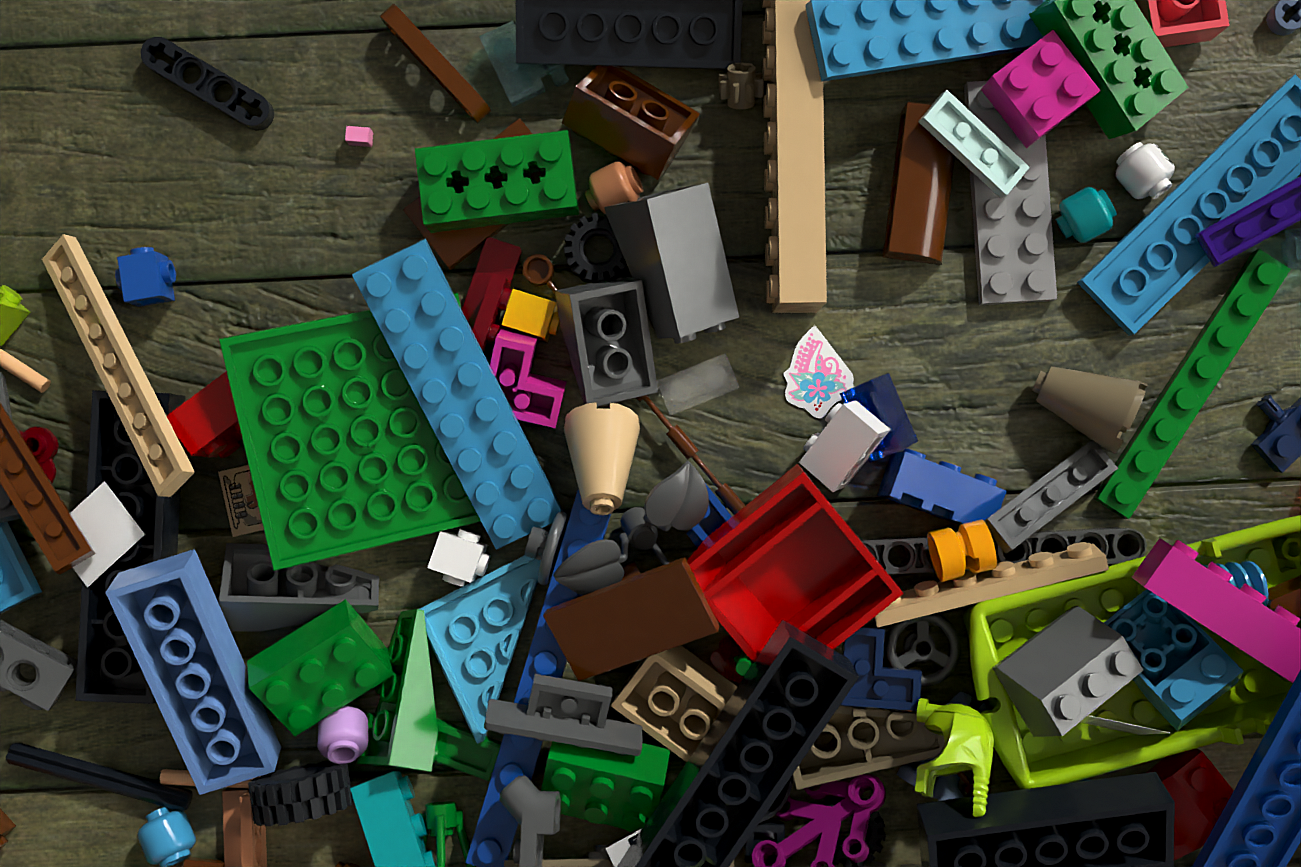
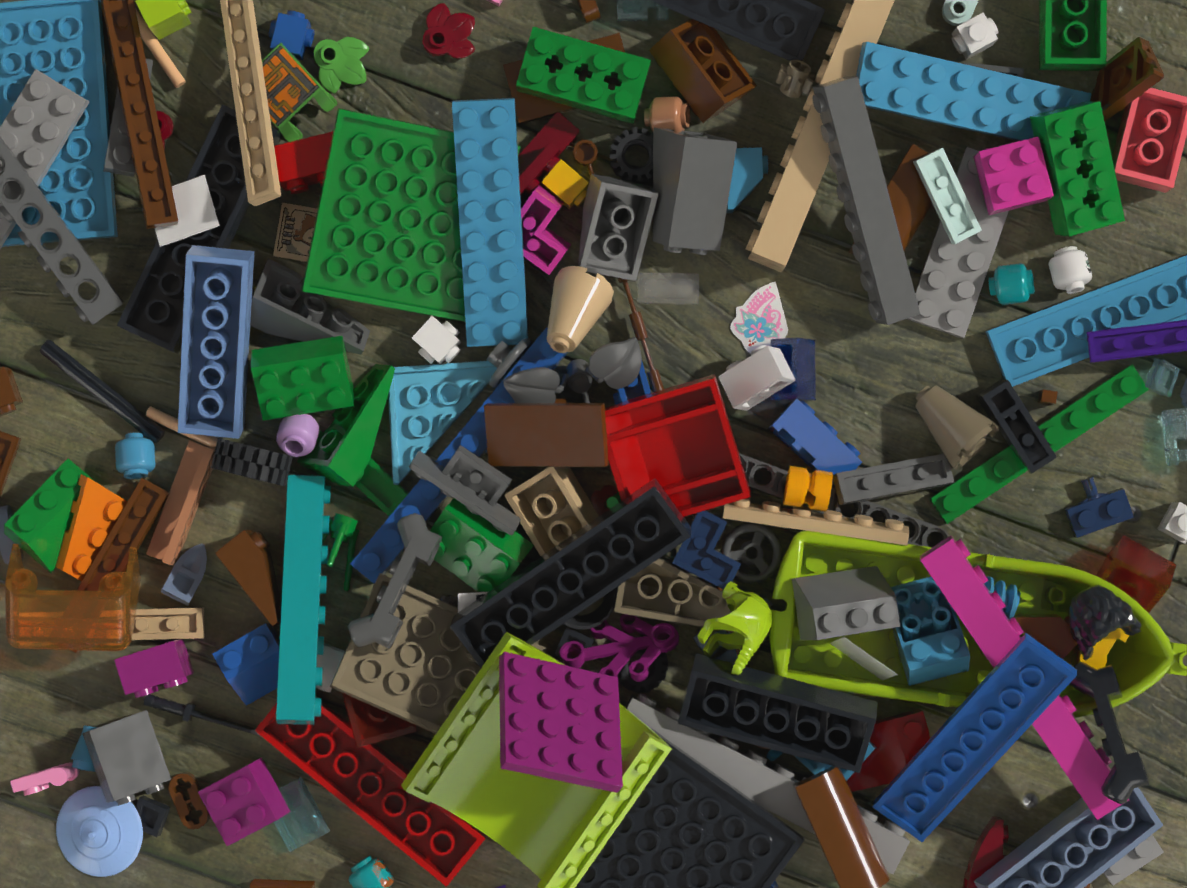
camera: 20 degrees right, 0 degrees up
(166, 341) = (290, 89): none -> flag
(222, 285) = (345, 64): none -> bright green plate
(329, 194) = (453, 31): none -> dark red plate
(733, 214) = (746, 175): none -> dark azure slope
(885, 184) = (866, 200): none -> dark grey brick
(1168, 376) = (1016, 425): none -> black slope
(1179, 326) = (1047, 396): none -> reddish brown piece

